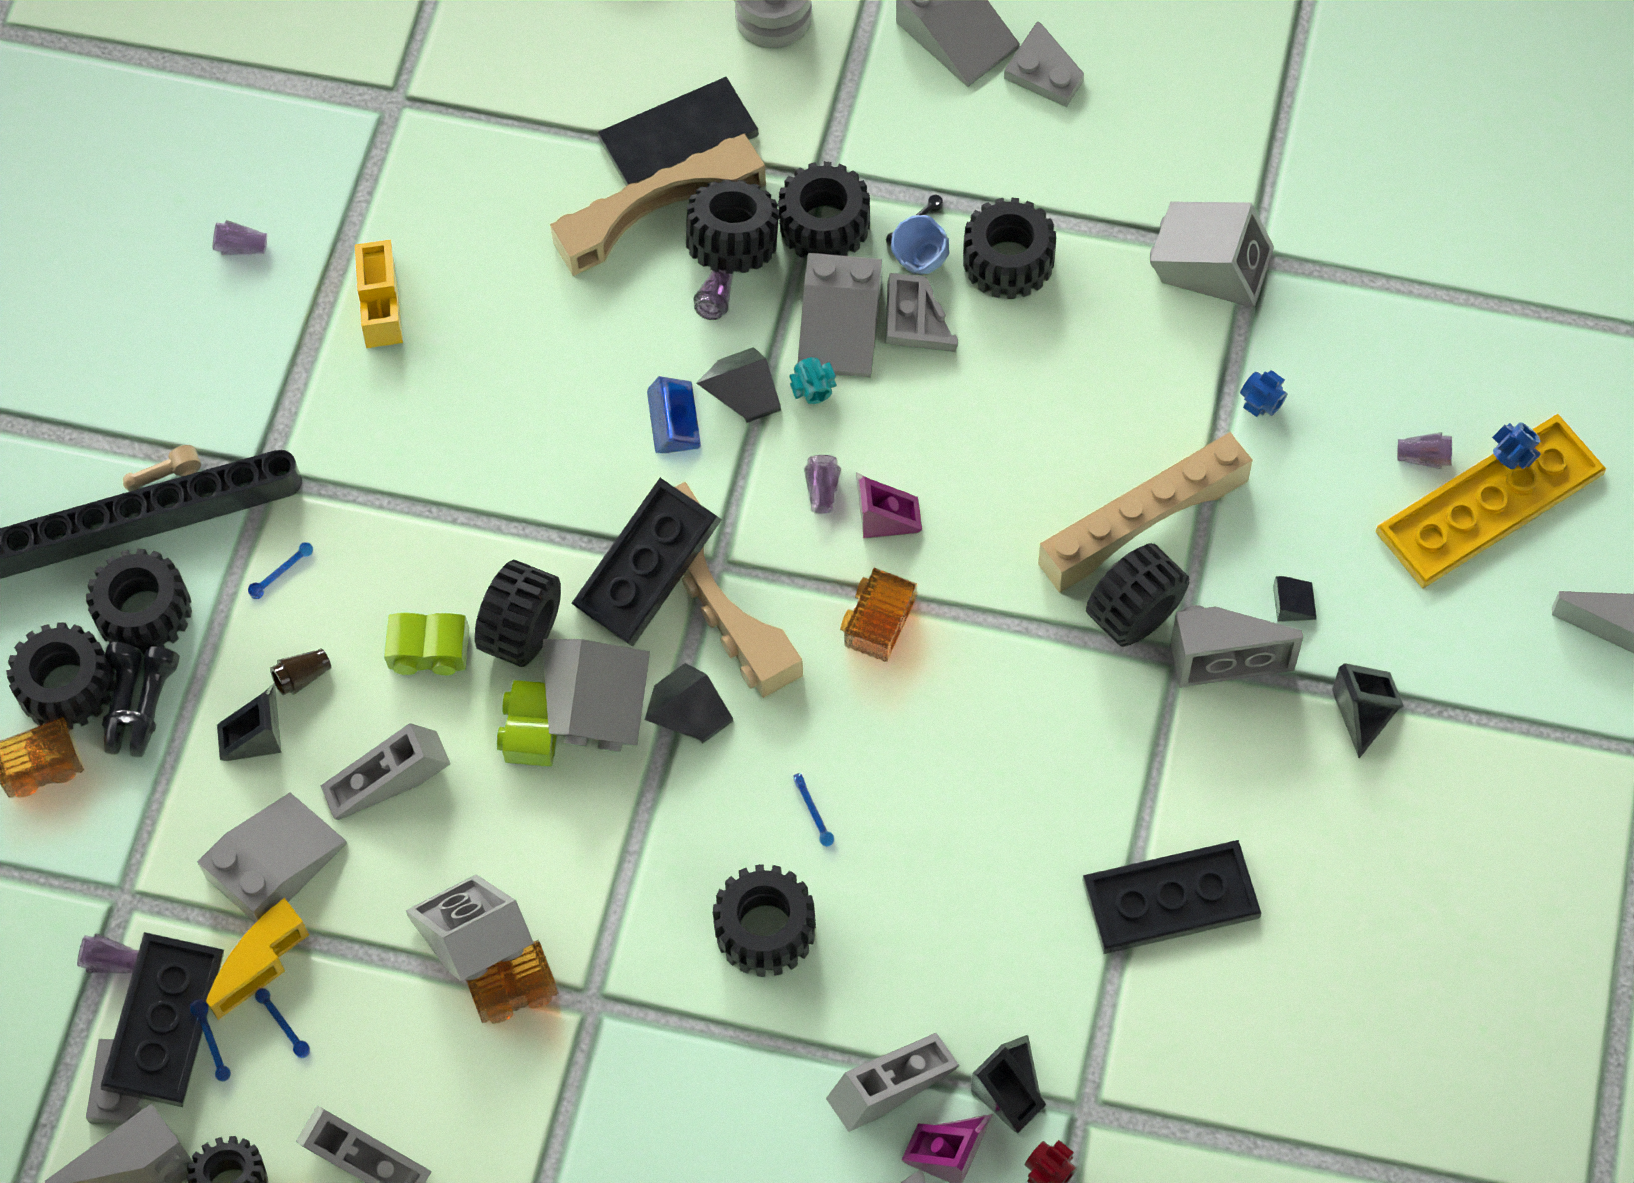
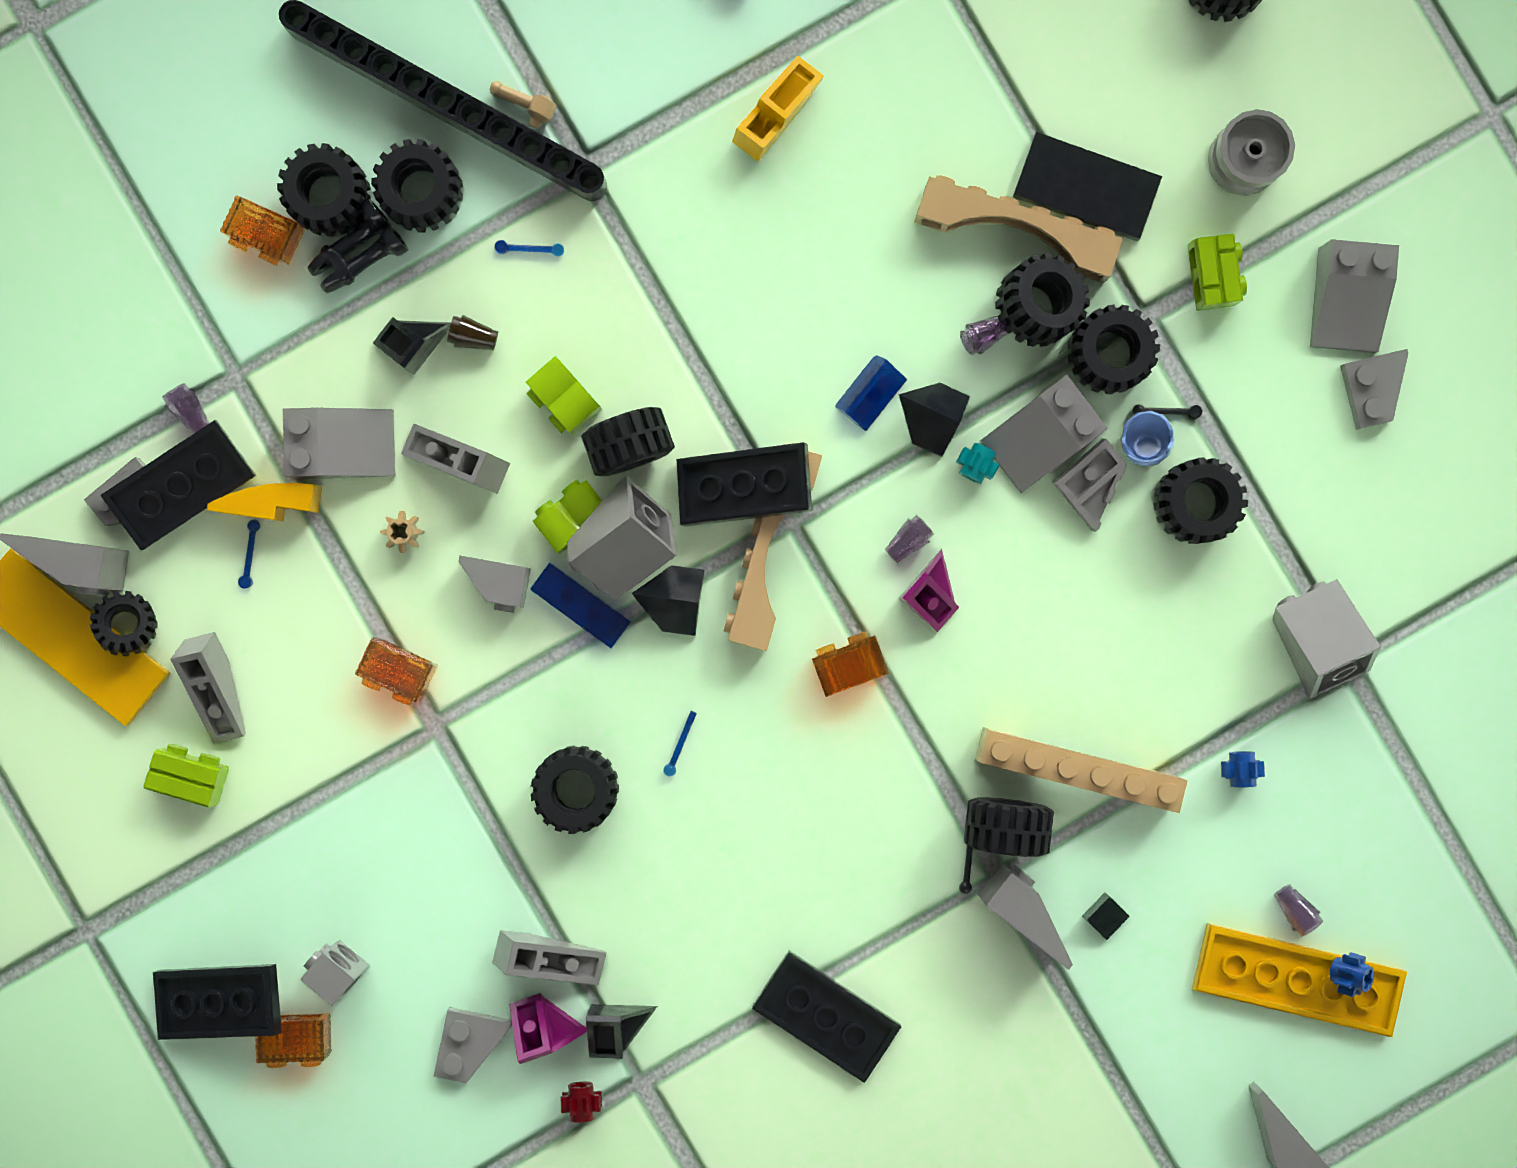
camera: 45 degrees right, 25 degrees up
(199, 1008) = (201, 503): clear blue hinge -> none
(409, 873) = (392, 532): none -> tan gear
(471, 927) = (399, 616): light grey slope -> none
(521, 829) = (498, 582): none -> light grey slope
(612, 786) = (580, 605): none -> clear blue tile
(839, 98) = (1216, 271): none -> lime brick
(1162, 688) = (965, 887): none -> black hinge
(1366, 702) = (1071, 1025): black slope -> none

